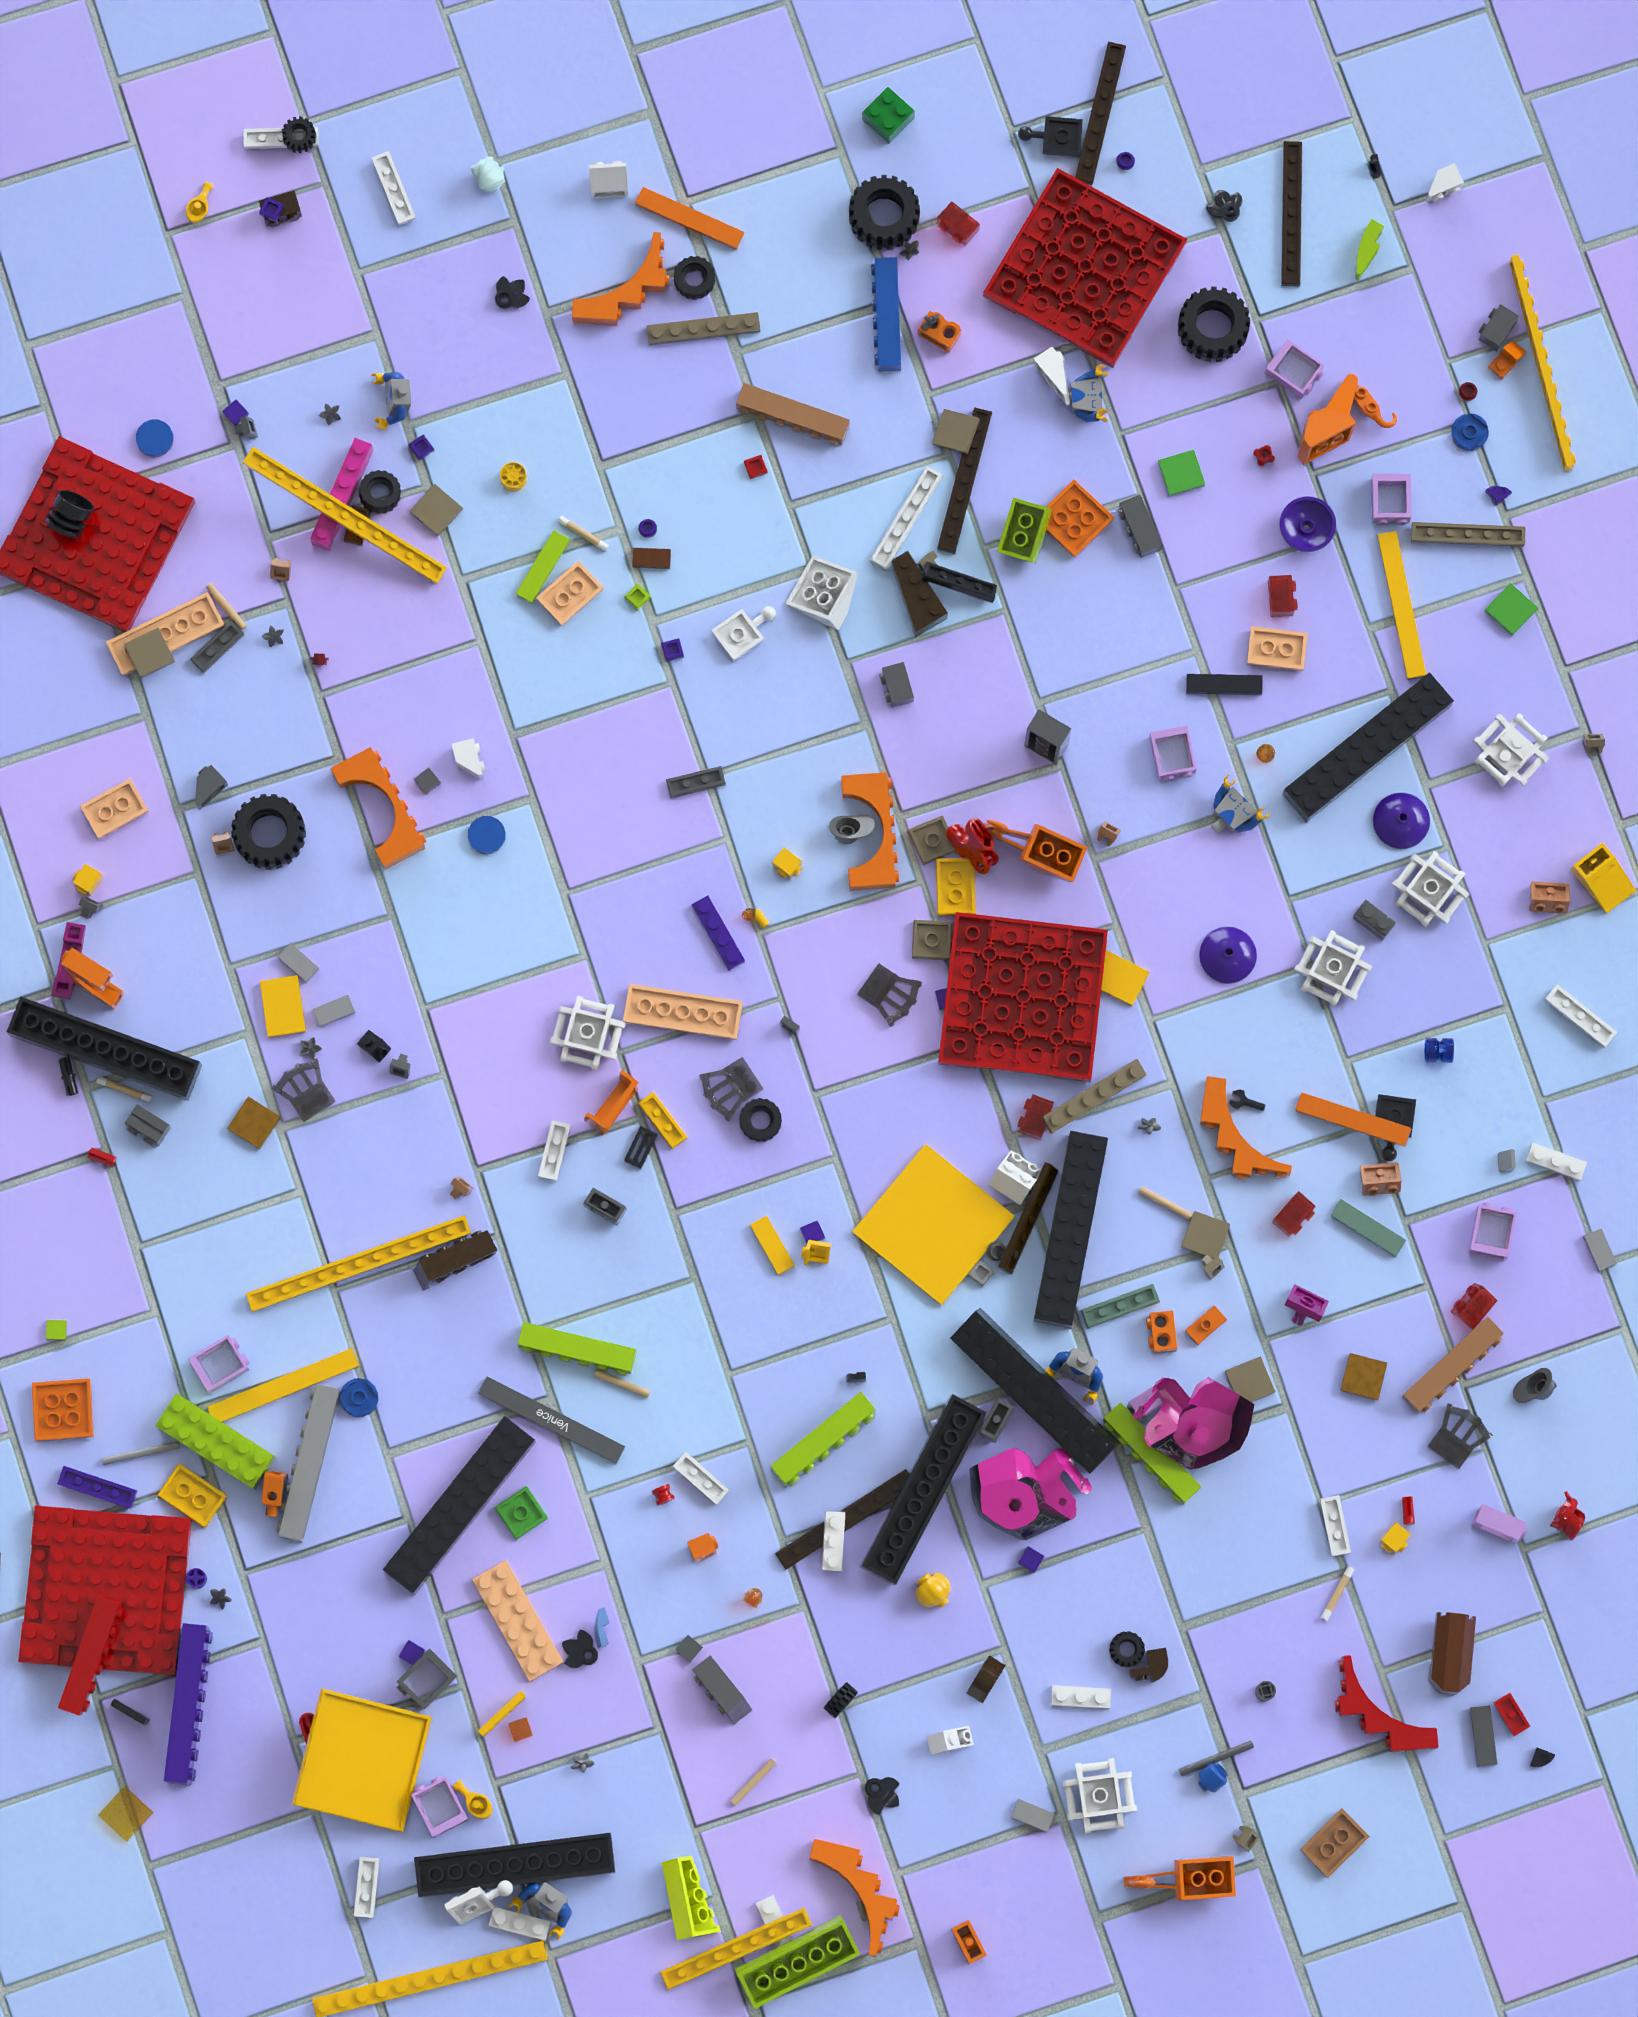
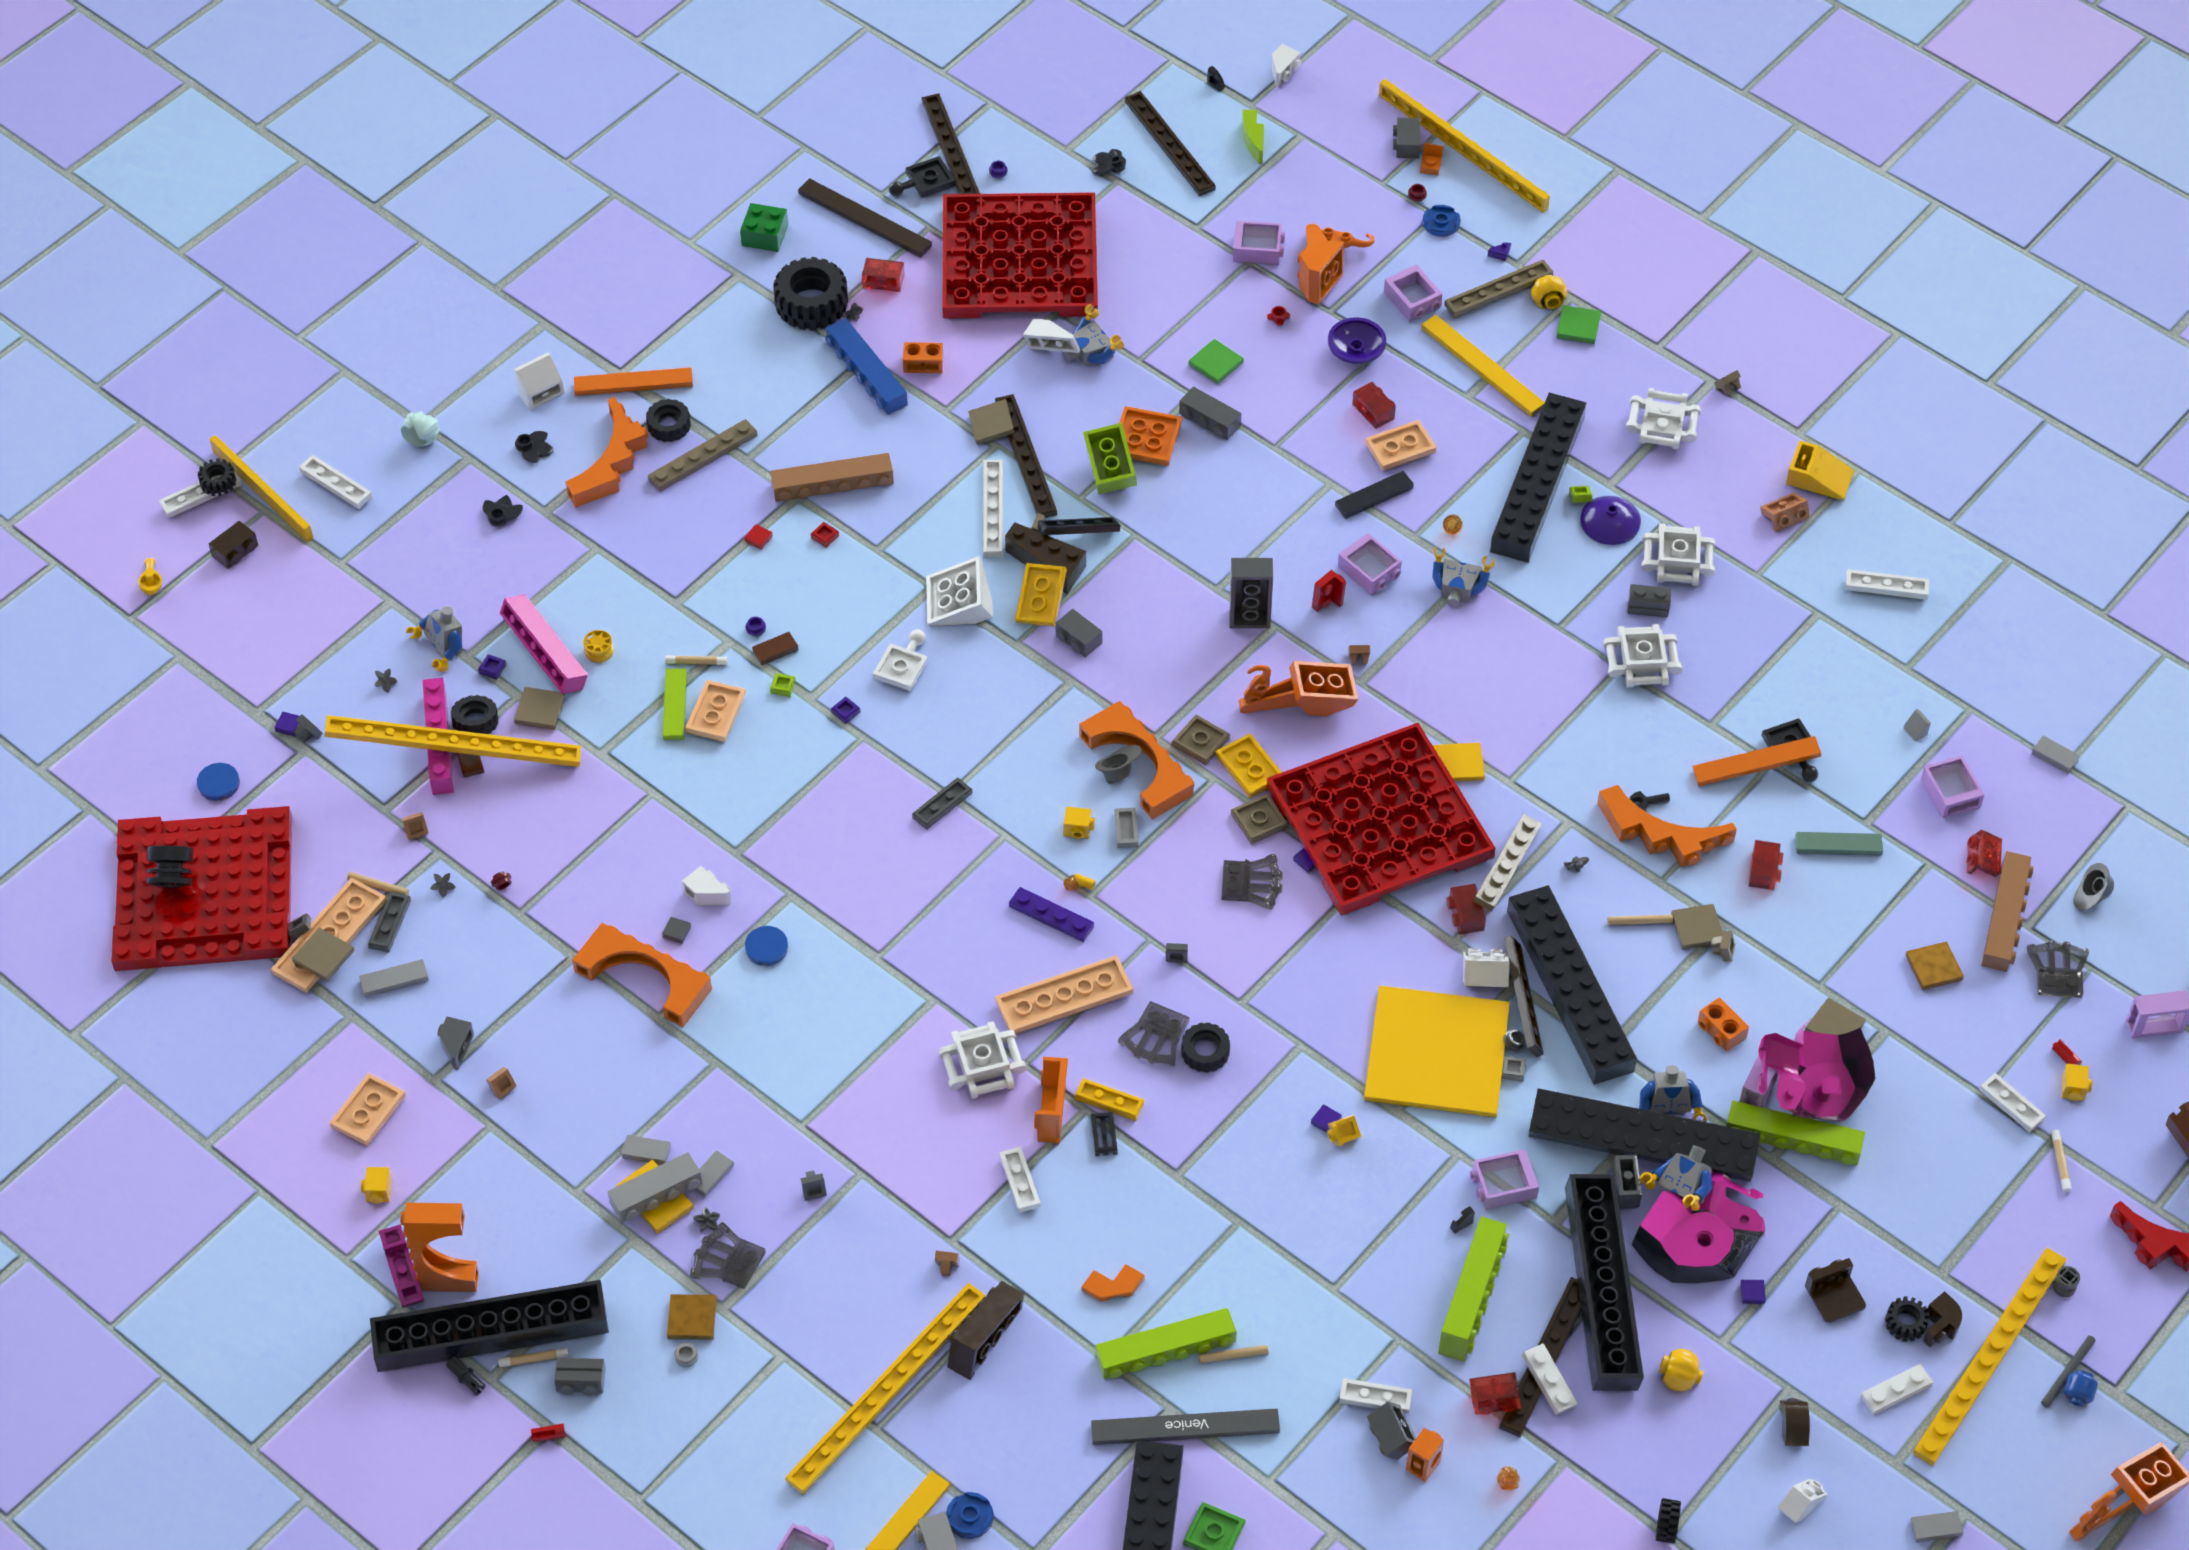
camera: 30 degrees left, 25 degrees down
(89, 906) = (394, 1207): dark grey tile -> none
(146, 614) = (299, 926): none -> dark grey tile
(194, 700) = (393, 978): none -> light grey tile
(233, 1151) = (686, 1354): none -> light grey tile
(268, 806) = (538, 1022): black tyre -> none
(271, 209) = (225, 543): dark purple tile -> none
(283, 1003) = (655, 1187): none -> light grey brick
(331, 161) = (262, 489): none -> yellow tile
(374, 1046) = (773, 1180): black bracket -> none
(470, 452) = (543, 644): none -> brick
(574, 243) = (533, 446): none -> black plate
(577, 1281) = (1104, 1288): none -> orange tile
(605, 1206) = (1106, 1198): dark grey brick -> none
(663, 1494) = (1348, 1431): red wheel -> none
(693, 1514) = (1391, 1430): none -> dark grey brick
(701, 438) = (758, 536): none -> red tile
(772, 1245) = (1295, 1150): yellow tile -> none
(785, 1529) = (1495, 1393): none -> clear red brick
(823, 888) = (1126, 827): none -> light grey tile
(887, 632) = (1040, 594): none -> yellow tile
(907, 1361) = (1504, 1179): none -> window
(929, 322) = (911, 346): dark grey plant -> none
(974, 843) = (1247, 719): red piece -> none
(981, 149) = (865, 217): none -> dark brown tile
(1036, 1448) = (1683, 1176): none -> torso
(1089, 1598) = (1834, 1290): none -> dark brown bracket
(1099, 1795) = (1988, 1466): white brick -> none
(1116, 761) = (1327, 590): none -> red bracket
(1120, 1306) = (1665, 1026): sand green tile -> none
(1168, 1712) = (1989, 1357): none -> yellow plate
(1206, 1325) = (1757, 1000): orange plate -> none
(1213, 347) = (1163, 222): black tyre -> none
(1226, 967) = (1539, 703): dark purple dish -> none
(1247, 1838) = (2158, 1425): dark tan tile -> none
(1305, 1304) = (1836, 932): magenta tile -> none
(1380, 1179) = (1819, 797): nougat bracket -> none
(1392, 783) = (1580, 494): none -> lime tile
(1431, 1050) = (1787, 669): clear blue wheel -> none
(1507, 563) = (1551, 289): none -> yellow plant
(1556, 1161) = (1959, 706): white plate -> none

